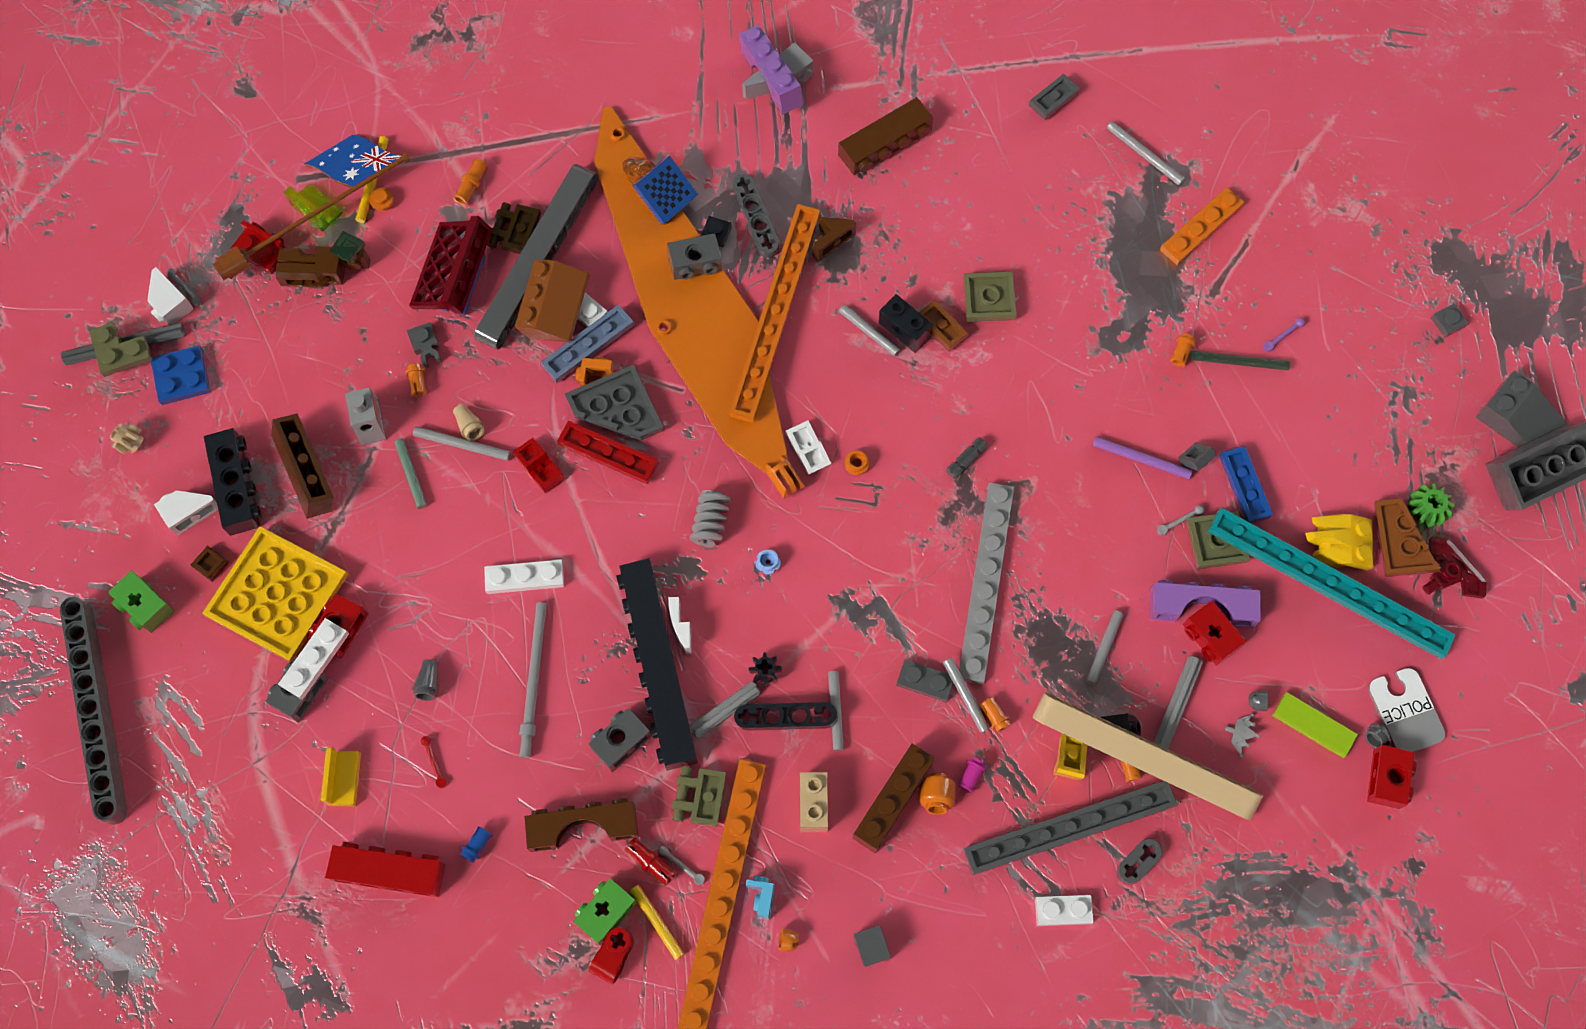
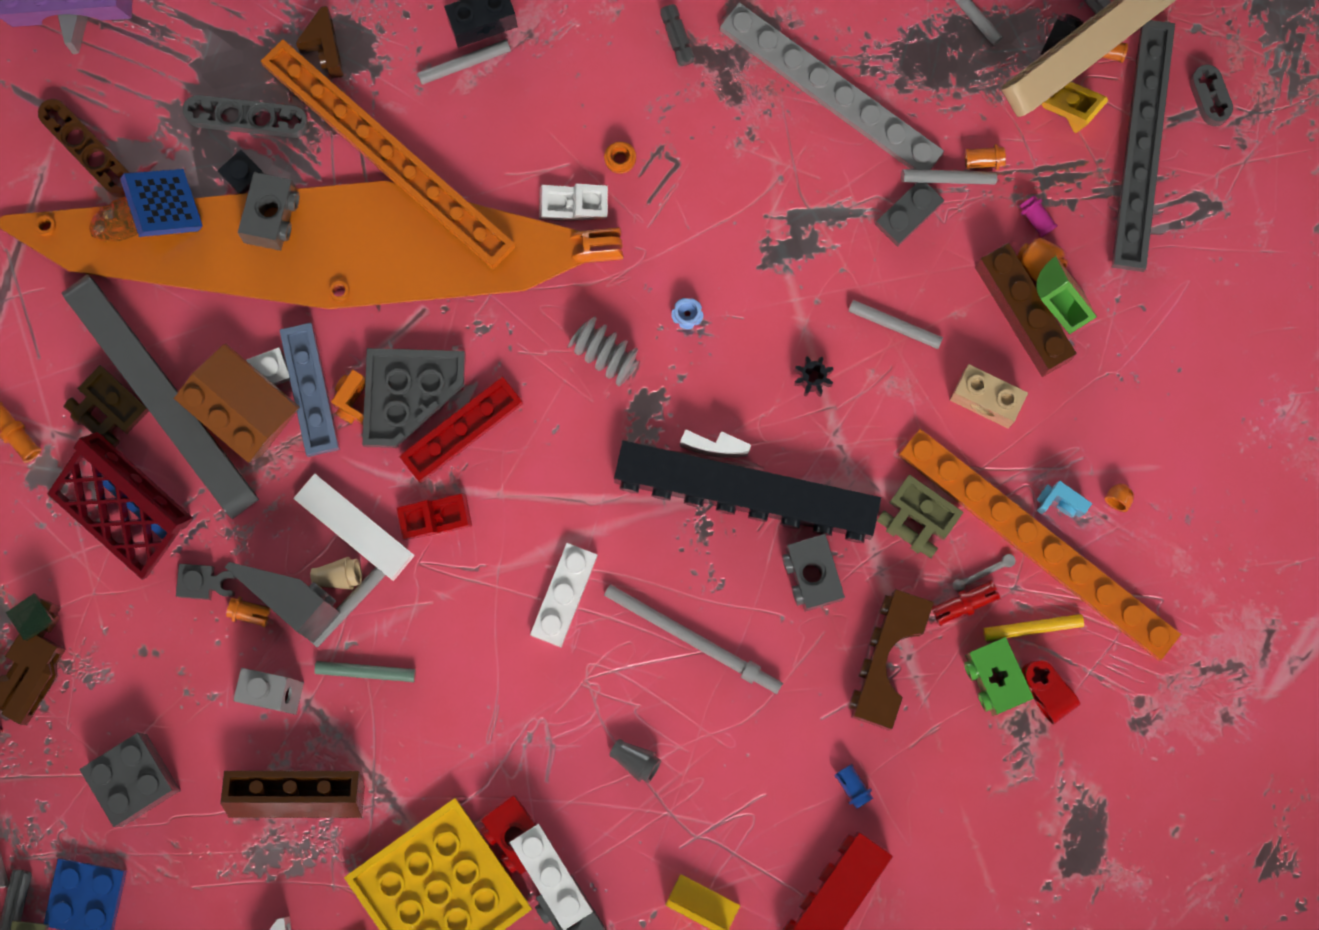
camera: 65 degrees left, 10 degrees up
(218, 448) = (213, 887): black brick -> none
(269, 361) = (129, 780): none -> dark grey brick
(428, 399) = (301, 606): none -> dark grey slope
(440, 781) = (760, 796): red hinge -> none
(505, 417) = (354, 527): none -> white tile
(684, 133) = (85, 148): none -> reddish brown beam
(724, 709) = (834, 442): light grey axle -> none
(786, 711) = (874, 378): black beam -> none
(871, 946) = (1170, 411): dark grey panel -> none
(916, 819) = (1064, 296): none -> bright green brick
(1064, 910) = (1224, 198): white plate -> none

